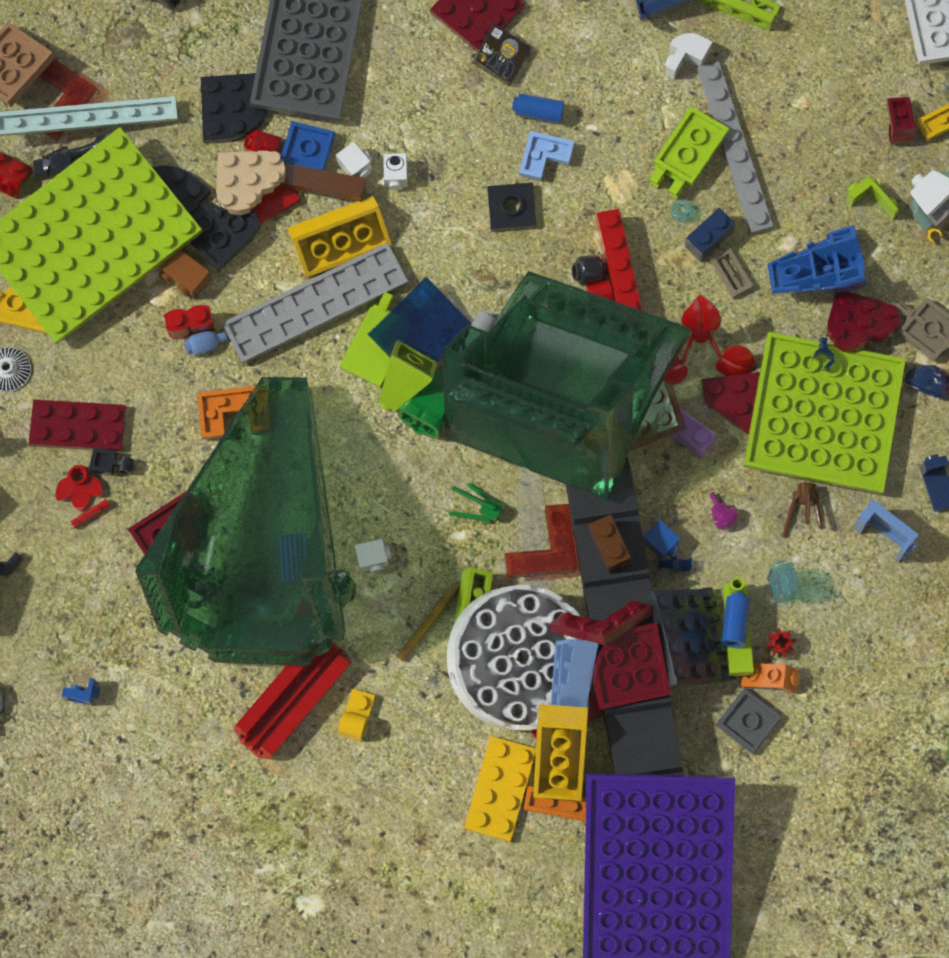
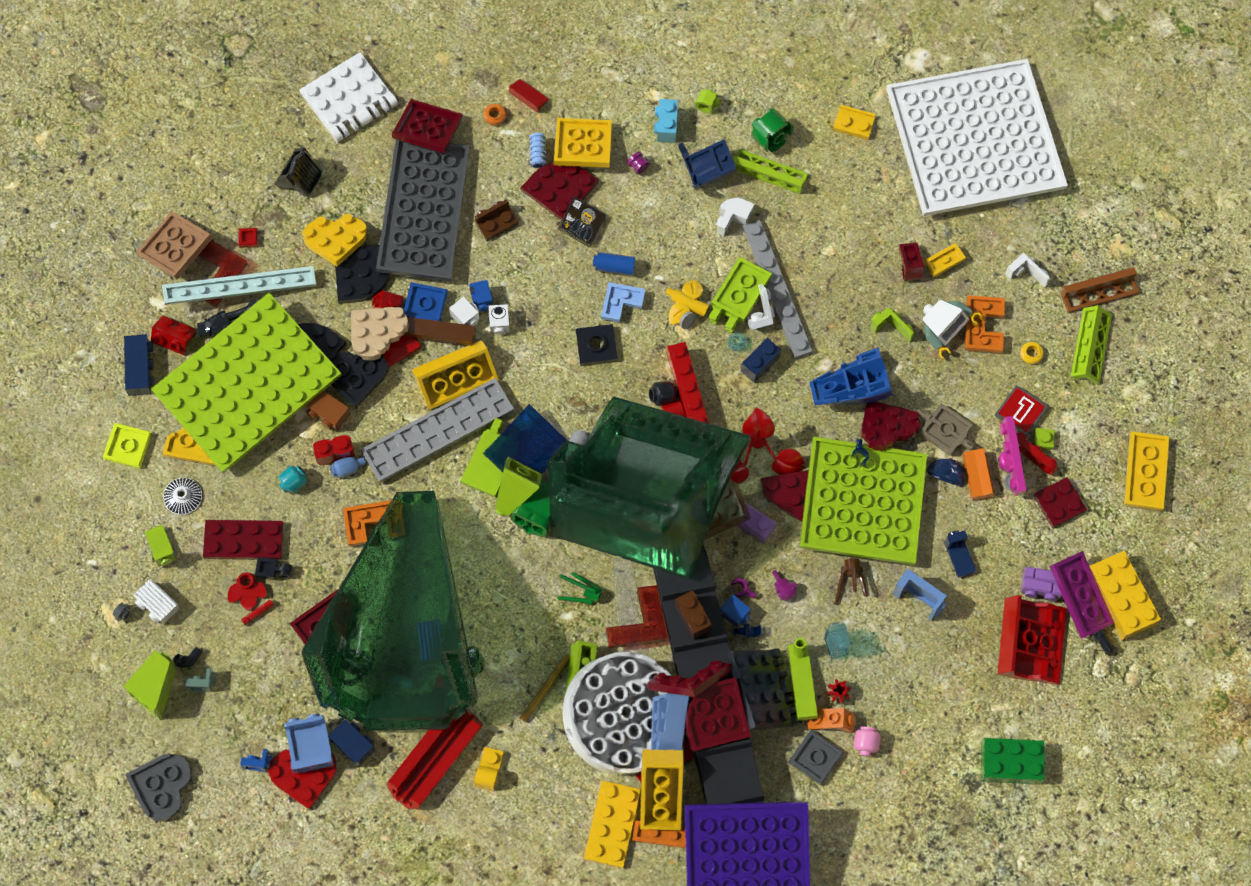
camera: 10 degrees left, 5 degrees down
(16, 596) = (199, 684): none -> sand green bracket
(99, 58) = (247, 237): none -> red tile
(136, 710) = (303, 786): none -> red plate
(139, 355) = (293, 479): none -> teal head
(143, 675) = (308, 743): none -> medium blue panel
(195, 675) = (352, 742): none -> dark blue brick
(204, 64) = (335, 239): none -> yellow plate
(373, 556) = (496, 635): white brick -> none
(375, 140) = (481, 295): none -> blue brick
(397, 48) = (495, 220): none -> reddish brown bracket
(623, 159) = (686, 301): none -> yellow plant
(623, 181) = (687, 320): none -> light grey piece
(678, 517) = (747, 592): none -> magenta piece
(710, 184) = (760, 319): none -> white bracket
(736, 620) = (800, 674): blue brick -> none
(740, 290) = (788, 404): dark tan tile -> none
(811, 705) = (867, 741): none -> bright pink head

